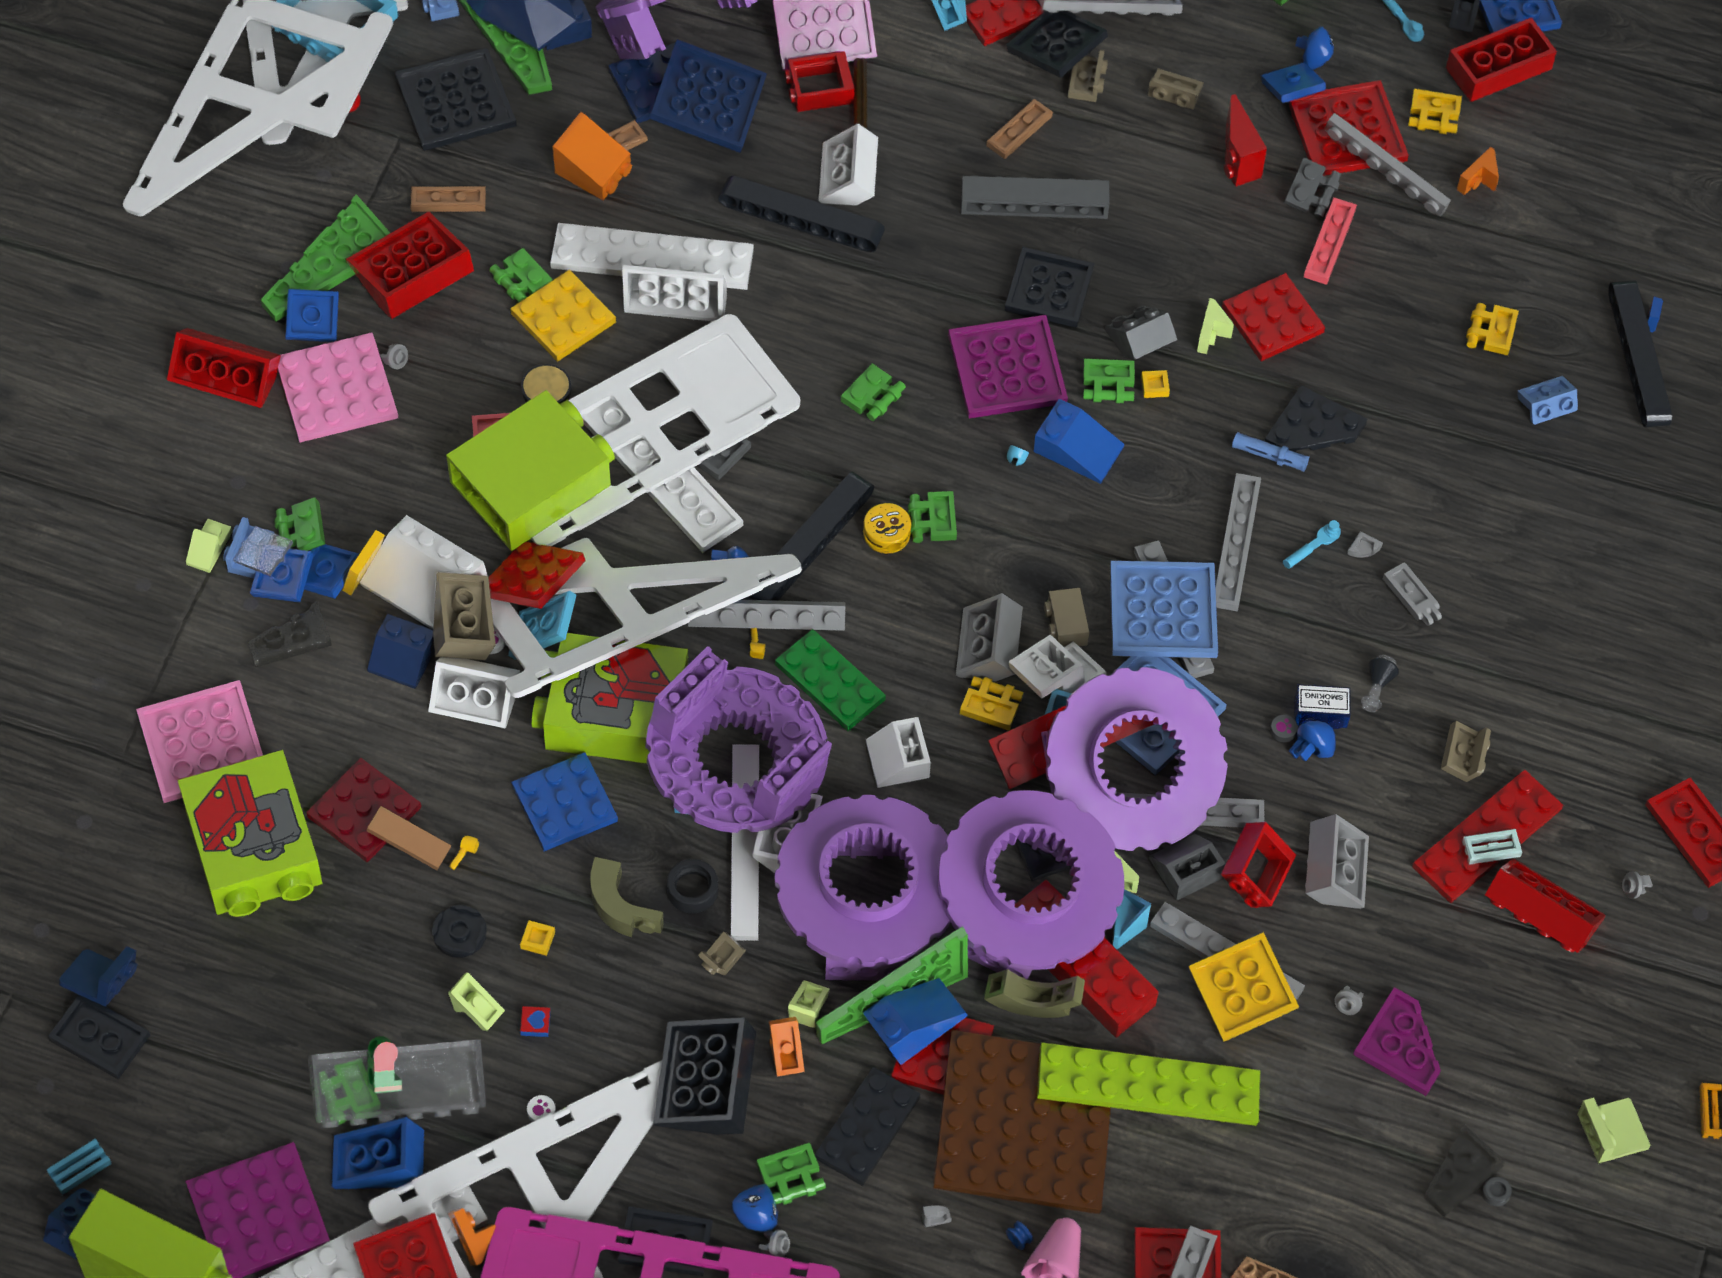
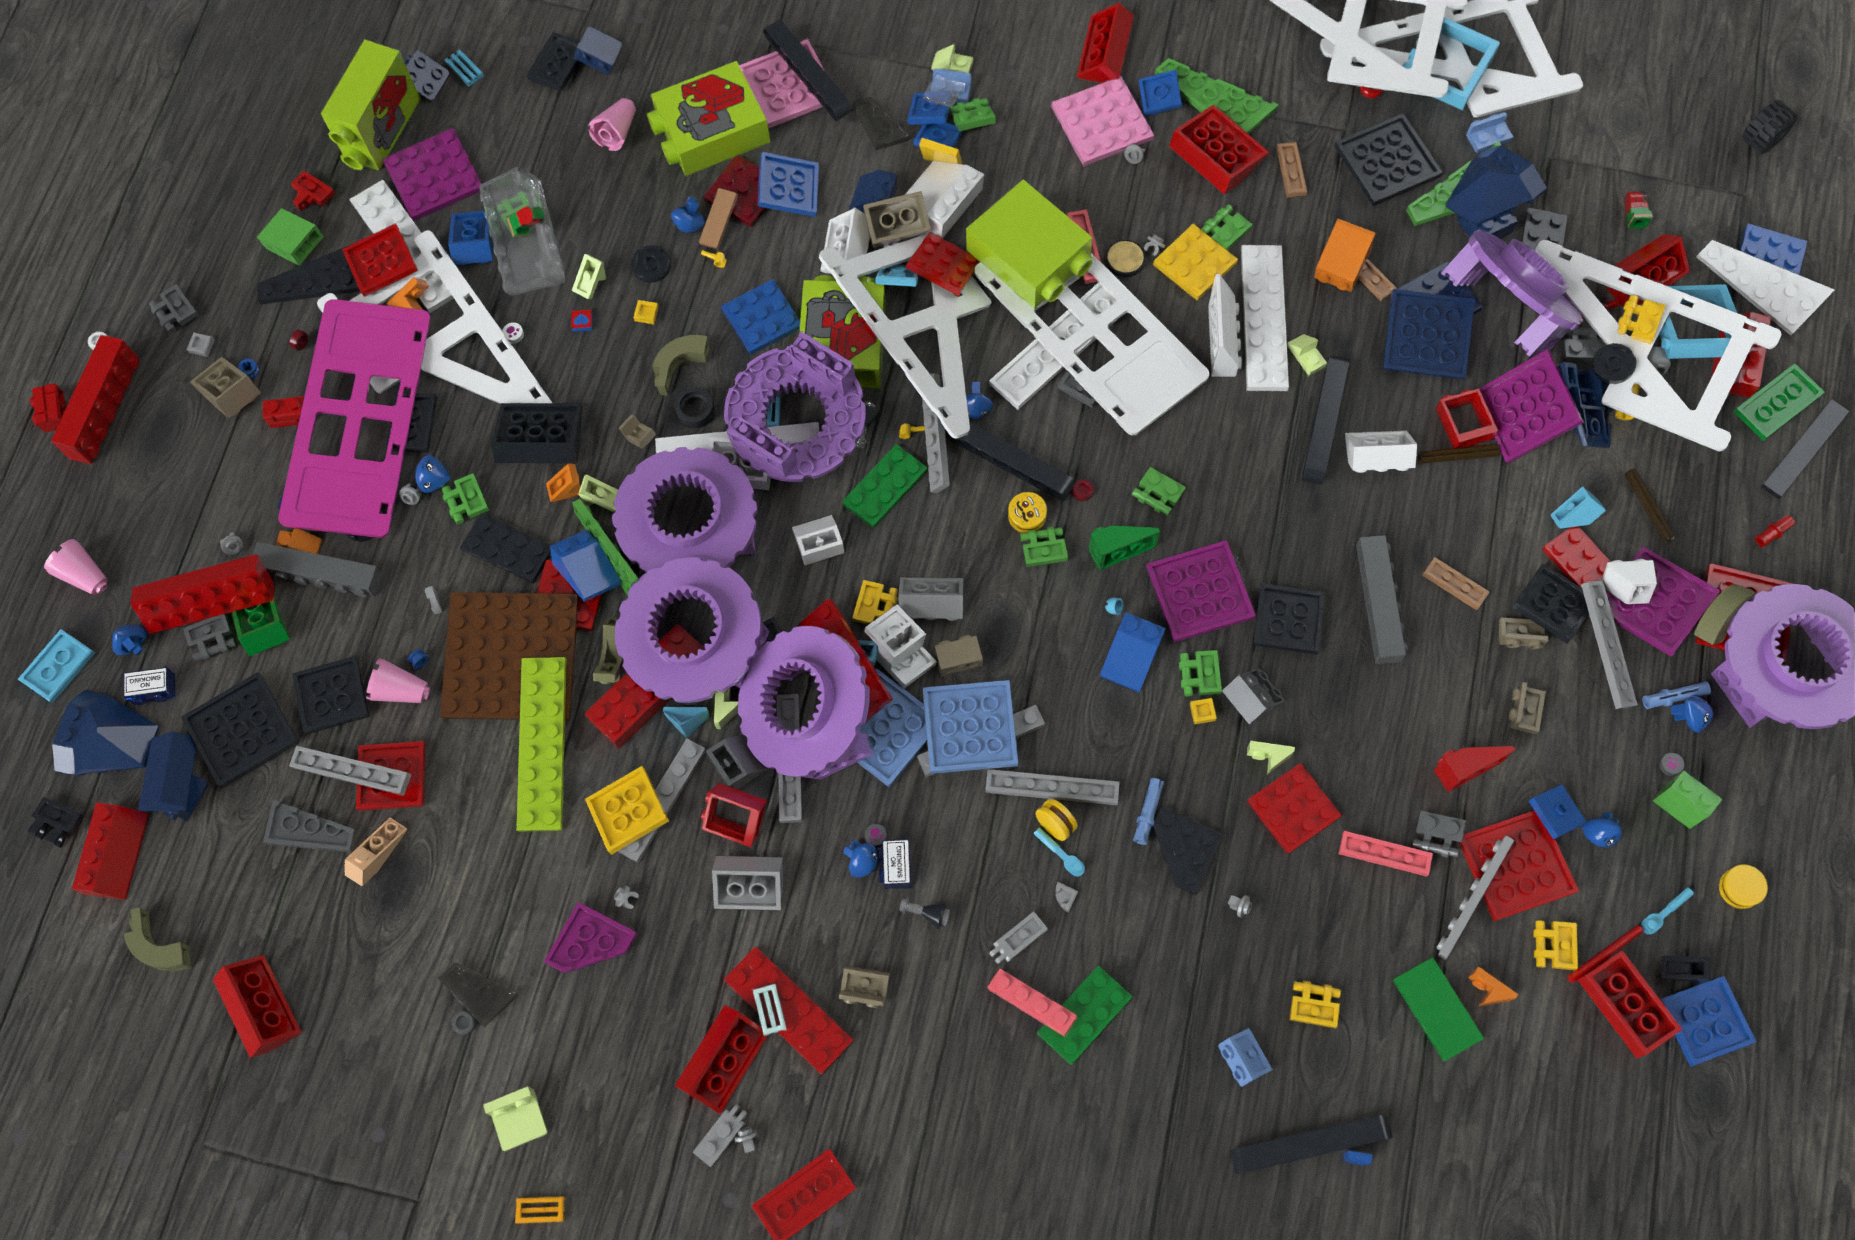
camera: 90 degrees right, 10 degrees up
(195, 707) = (808, 70): none -> black beam
(230, 958) = (613, 124): none -> bright pink cone
(372, 747) = (788, 184): none -> blue plate
(401, 875) = (687, 218): none -> blue piece
(531, 350) = (1156, 242): none -> light grey plate
(708, 221) = (1306, 353): none -> yellowish green slope
(862, 467) = (1083, 490): none -> dark red tile
(949, 438) = (1119, 543): none -> green slope
(1280, 536) = (1056, 819): none -> yellow head
(1384, 377) = (1242, 905): none -> light grey plate
(1443, 73) = (1605, 953): none -> red bar
(1486, 586) = (1032, 1002): none -> coral plate
(1498, 224) = (1438, 1009): none -> green tile
(1499, 543) = (1095, 1005): none -> green plate
(1630, 915) = (720, 1136): none -> light grey hinge

